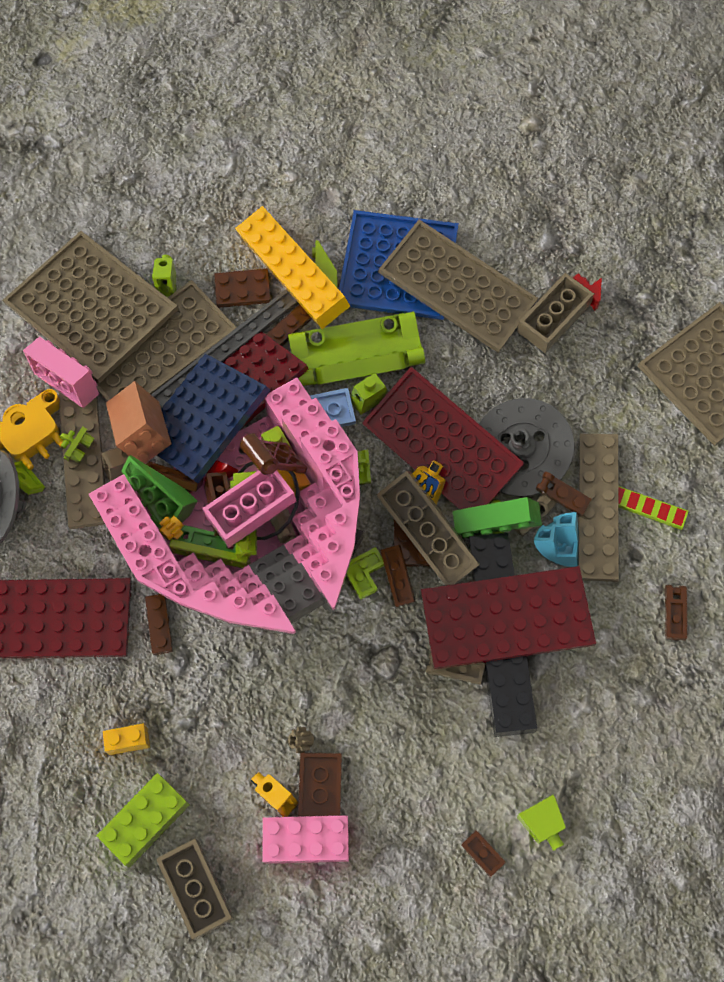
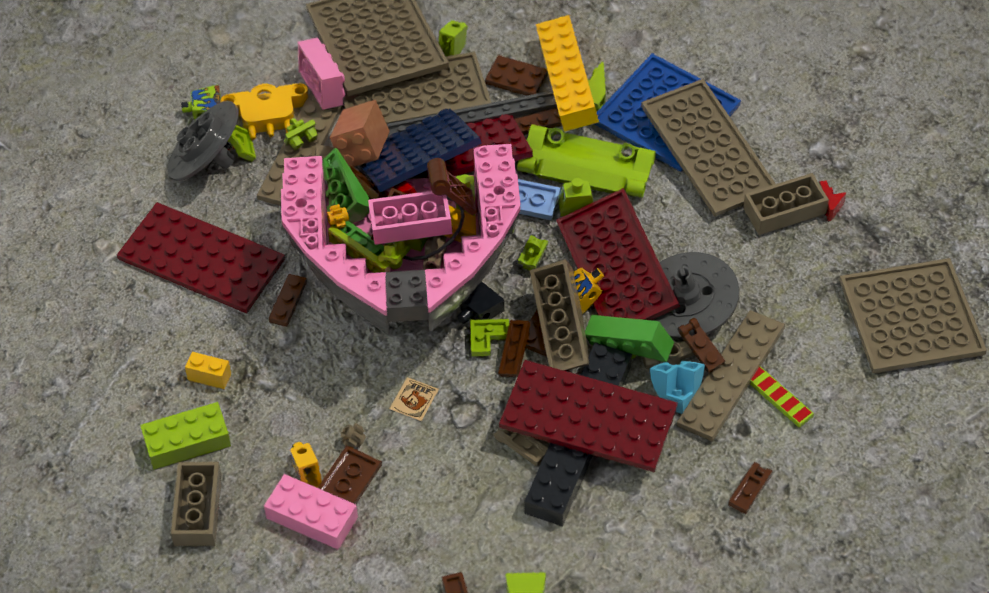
camera: 25 degrees right, 15 degrees down
(332, 669) = (414, 399): none -> tan sticker

